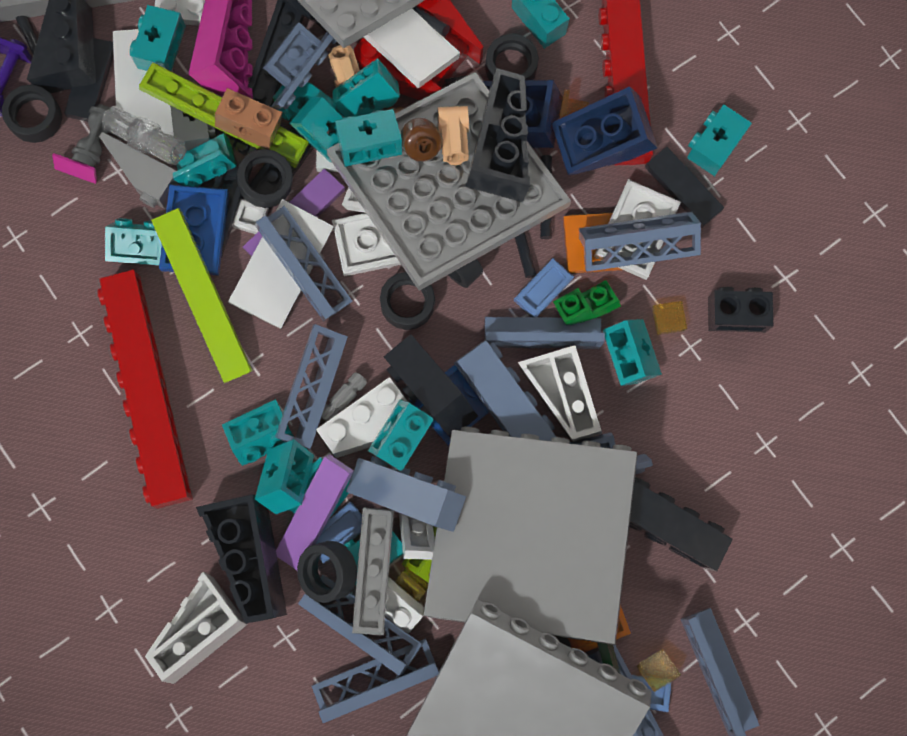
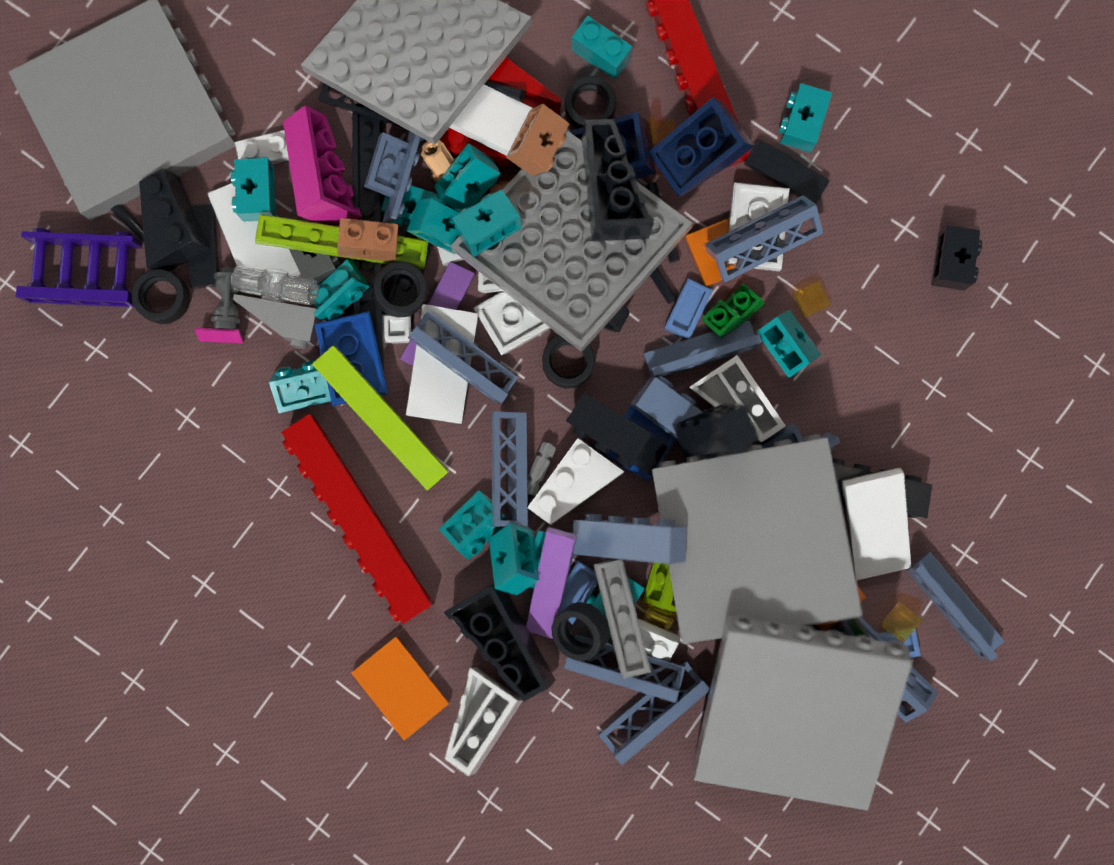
camera: 10 degrees left, 5 degrees up
(128, 572) = (400, 688): none -> orange tile
(400, 434) = (607, 488): teal bracket -> none
(416, 538) = (651, 577): white plate -> none
(421, 139) = (537, 210): reddish brown head -> none
(432, 80) = (538, 140): none -> nougat brick
(453, 127) = (561, 186): light nougat piece -> none
(529, 410) = (717, 430): none -> black wedge
(663, 559) = (877, 523): none -> white tile
(741, 317) = (876, 277): black brick -> none
(815, 331) = (947, 269): none -> black brick

